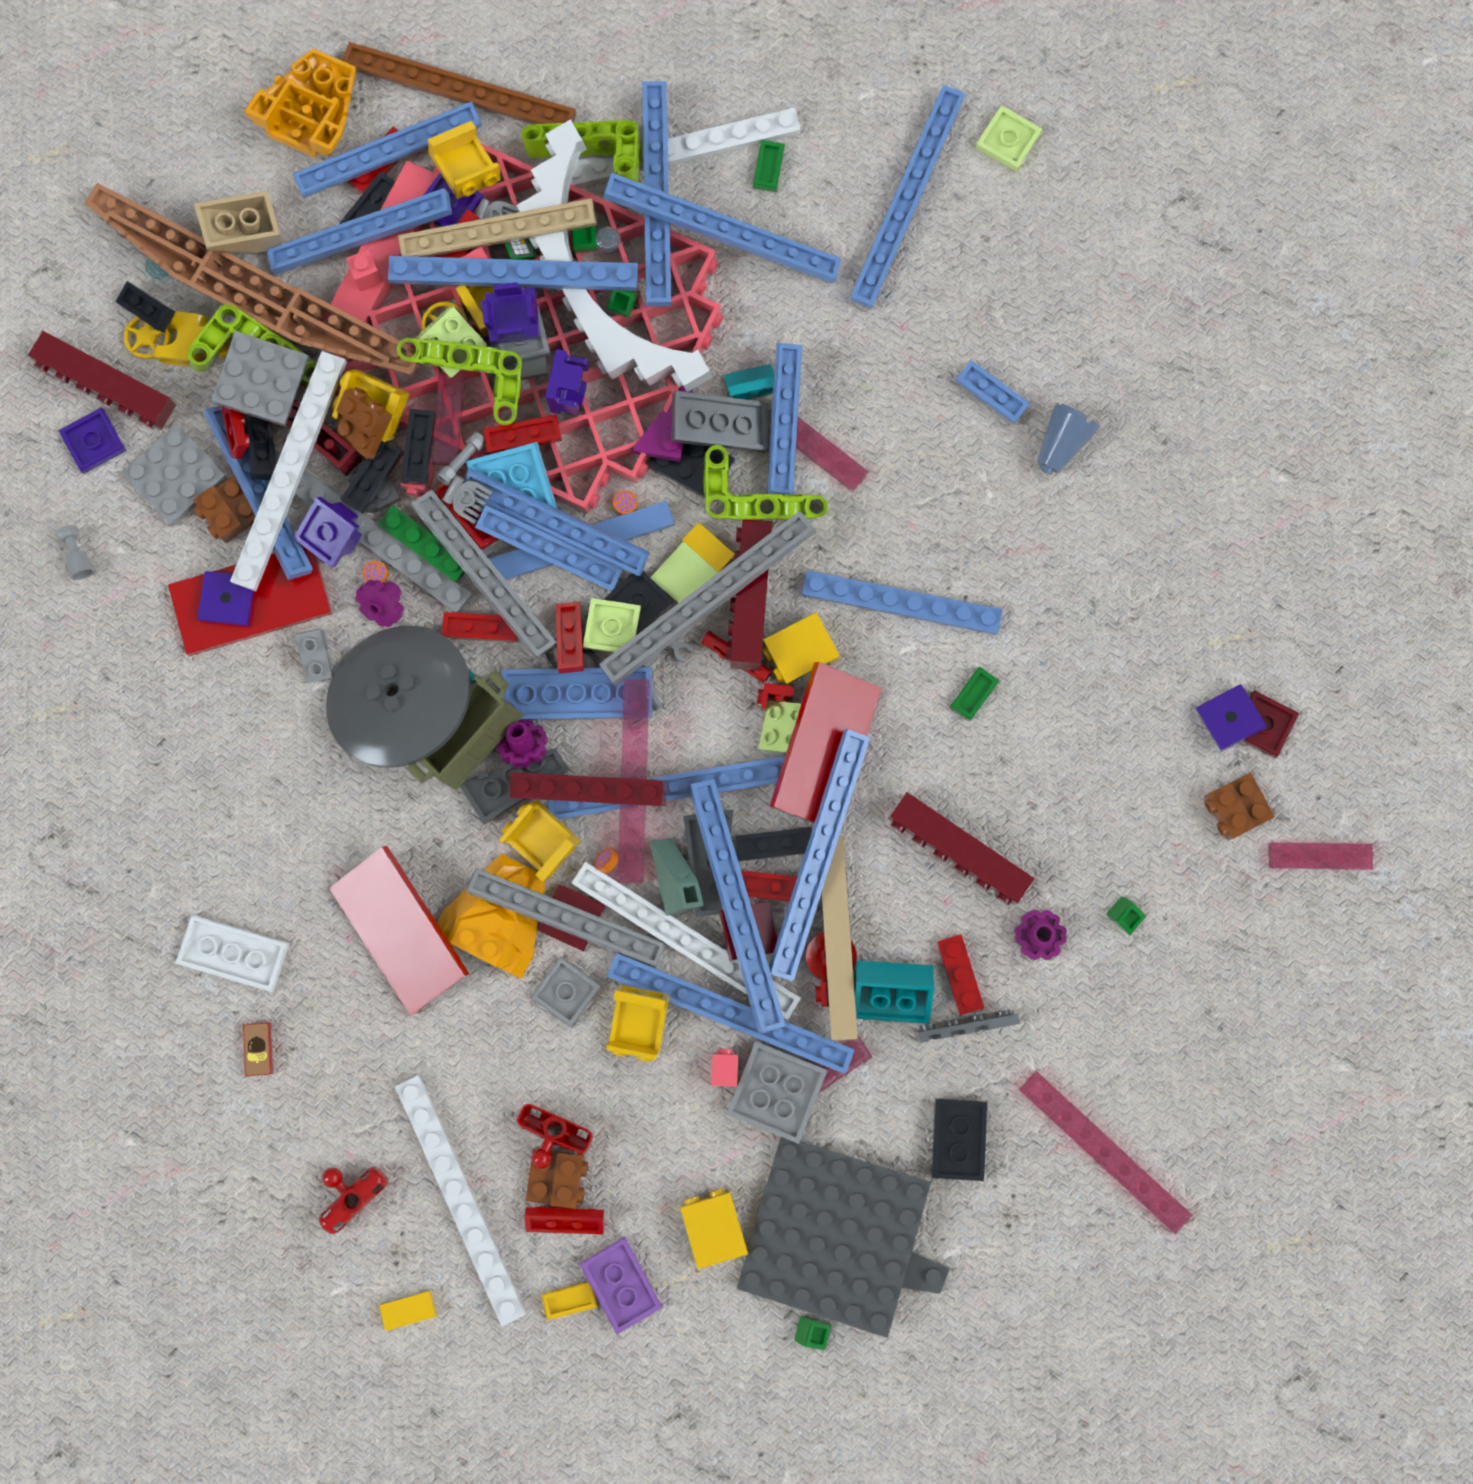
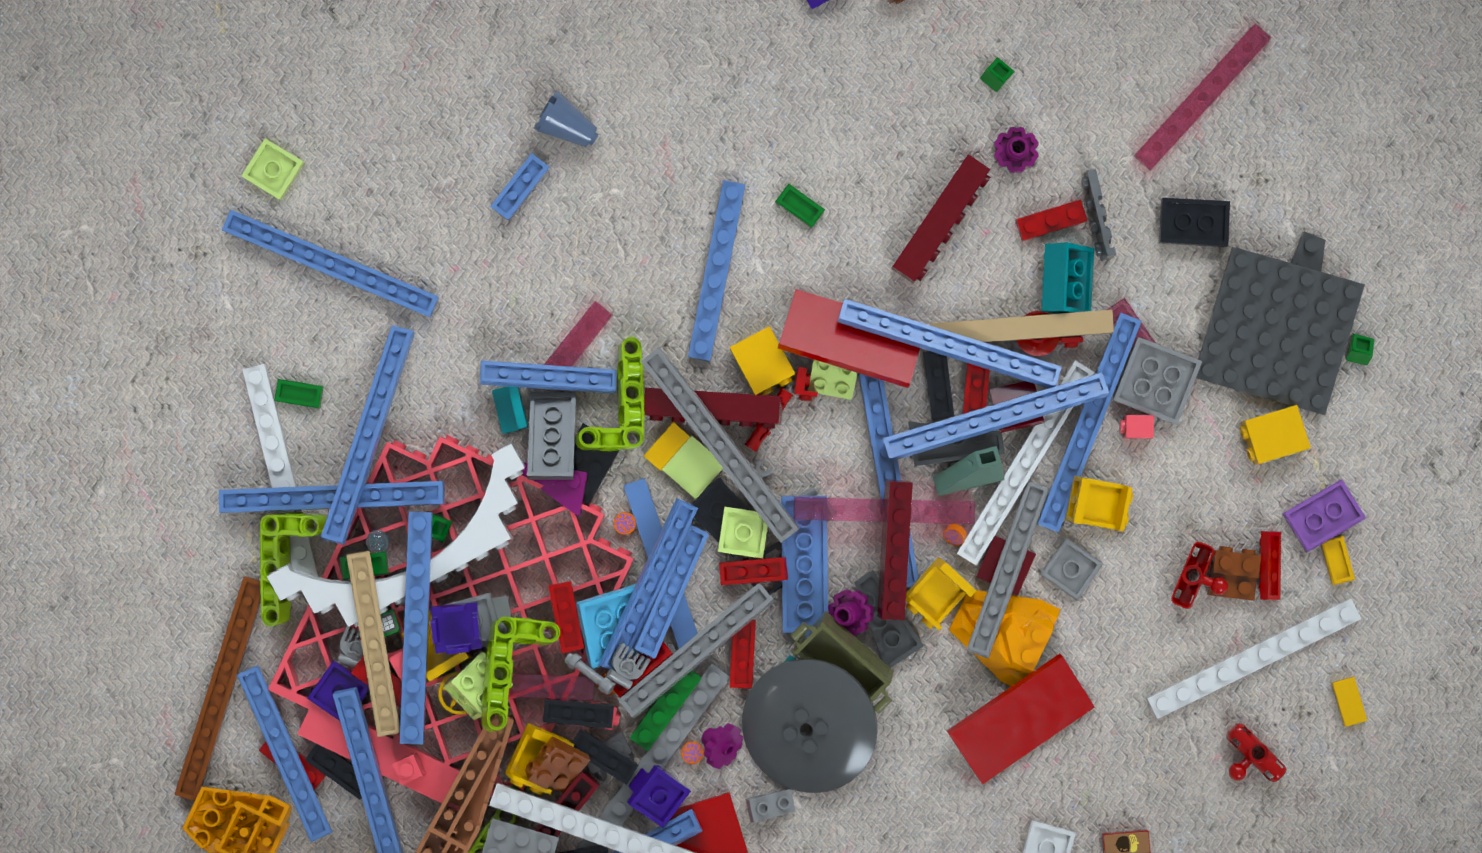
camera: 90 degrees left, 5 degrees up
(463, 160) = (302, 678): yellow panel -> none
(565, 387) = (521, 575): dark purple panel -> none

